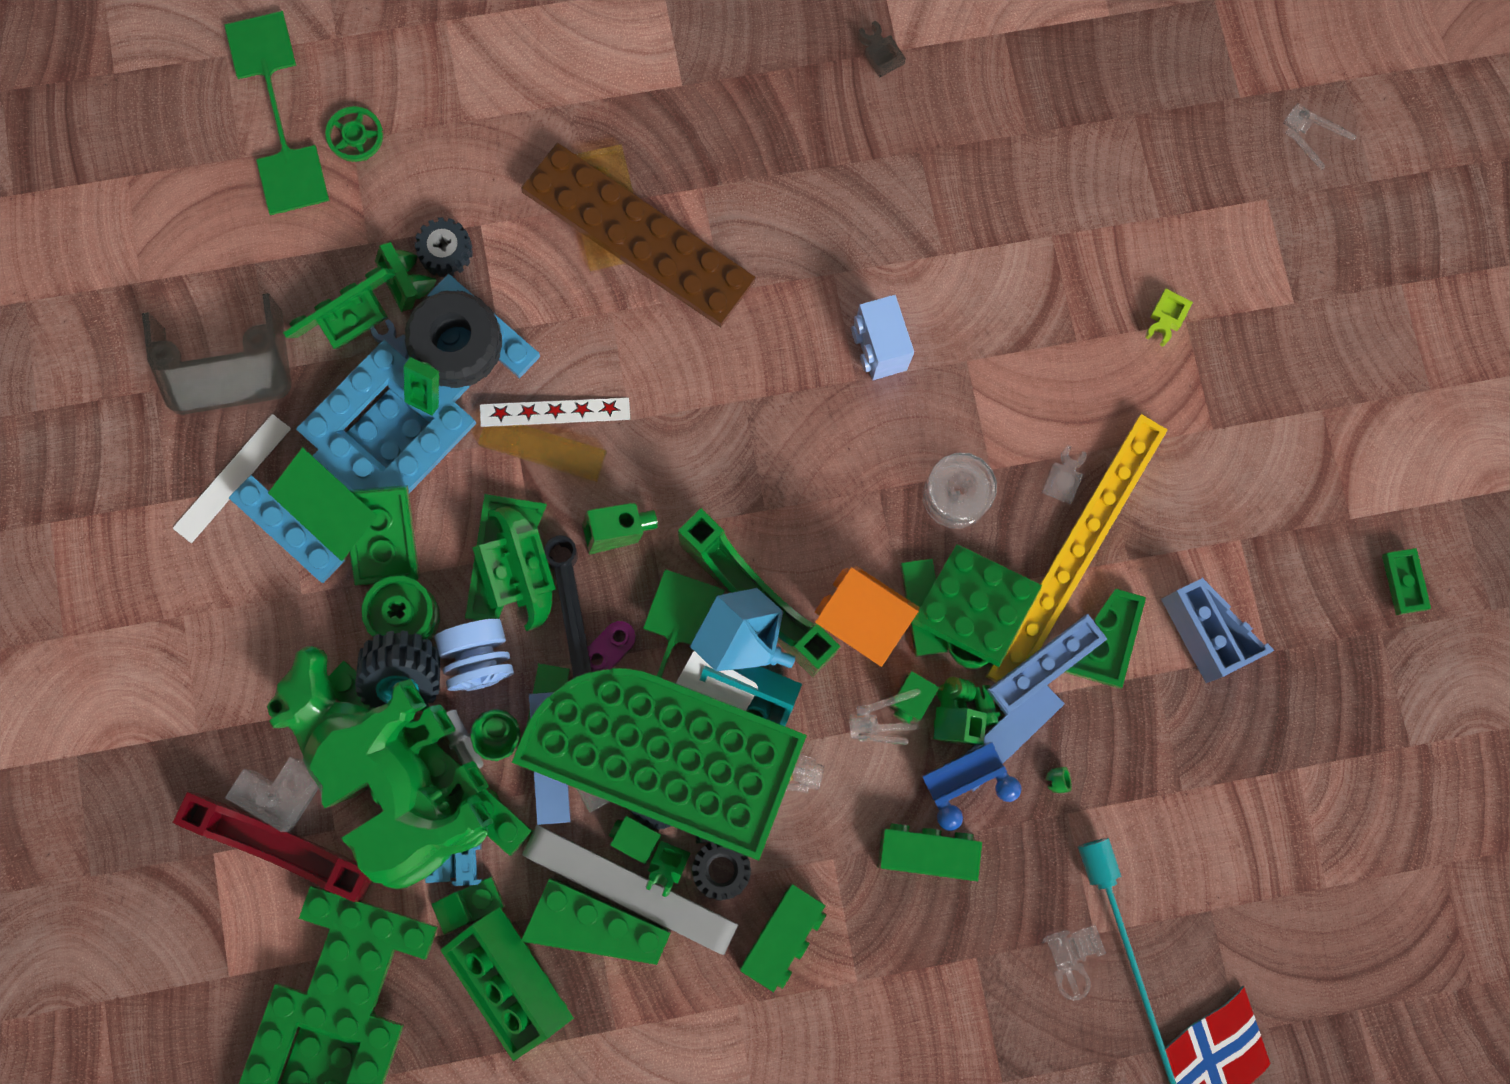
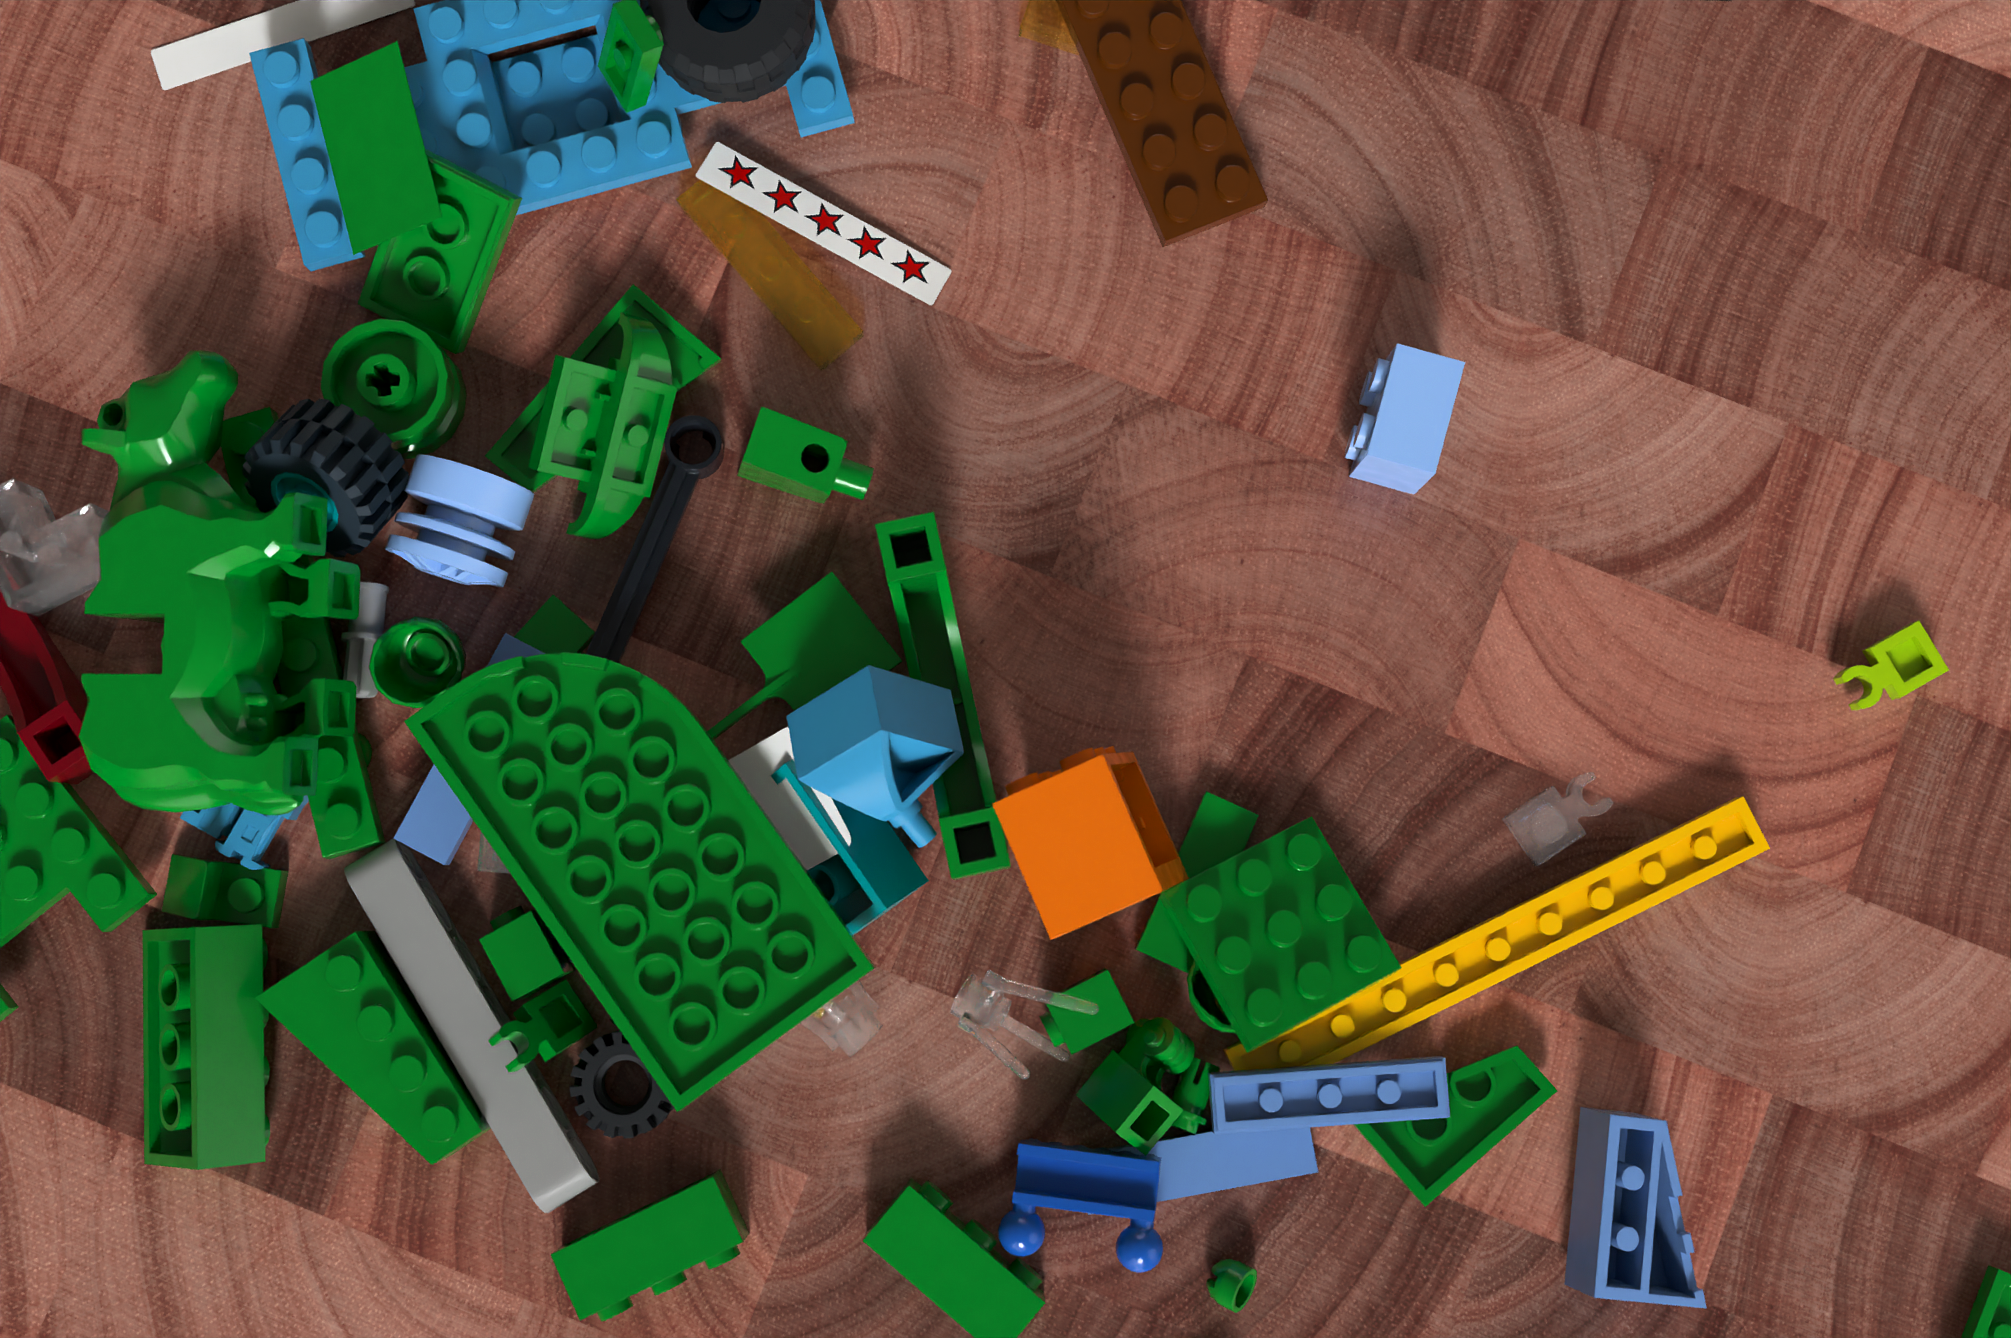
camera: 40 degrees right, 5 degrees up
(611, 650) = (673, 642): magenta plate -> none
(965, 473) = (1403, 728): clear wheel -> none

